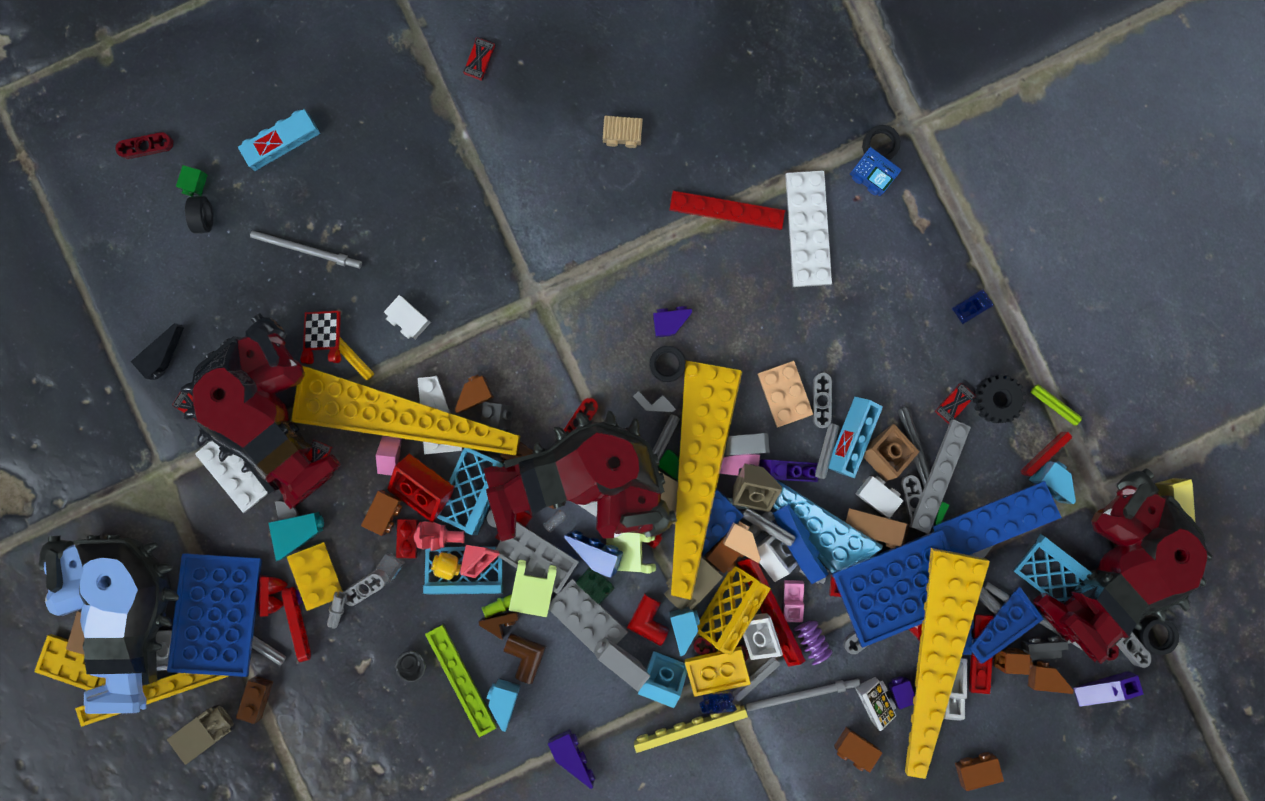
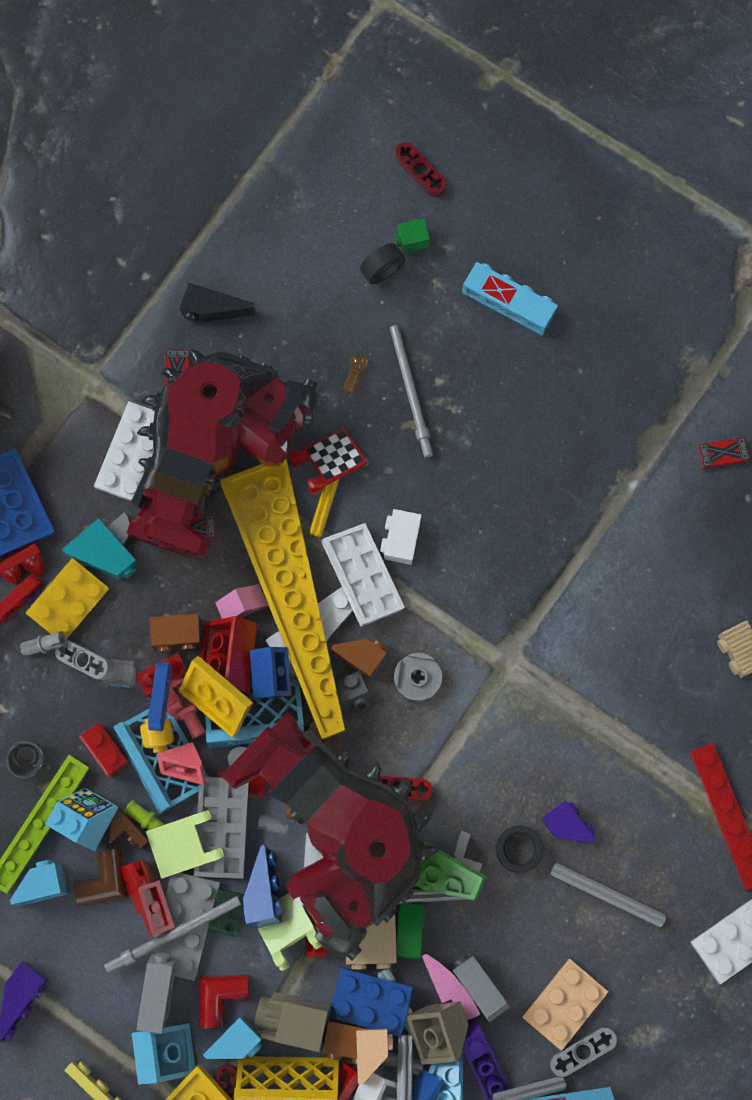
camera: 60 degrees right, 10 degrees down
(264, 275) = (357, 364): none -> clear orange bar
(417, 360) = (363, 574): none -> white plate
(421, 550) = (159, 696): none -> blue beam
(436, 607) = (104, 750): none -> red brick
(443, 512) = (215, 696): none -> yellow plate
(449, 464) = (270, 672): none -> blue brick
(474, 649) = (82, 817): none -> medium azure slope
(500, 364) = (407, 686): none -> light grey plate
(554, 634) = (147, 897): none -> red plate
(586, 667) = (129, 956): none -> light grey bar
(659, 421) = (450, 876): none -> bright green wing
(705, 426) = (476, 932): yellow wing -> none
(731, 322) = (608, 895): none -> light grey axle

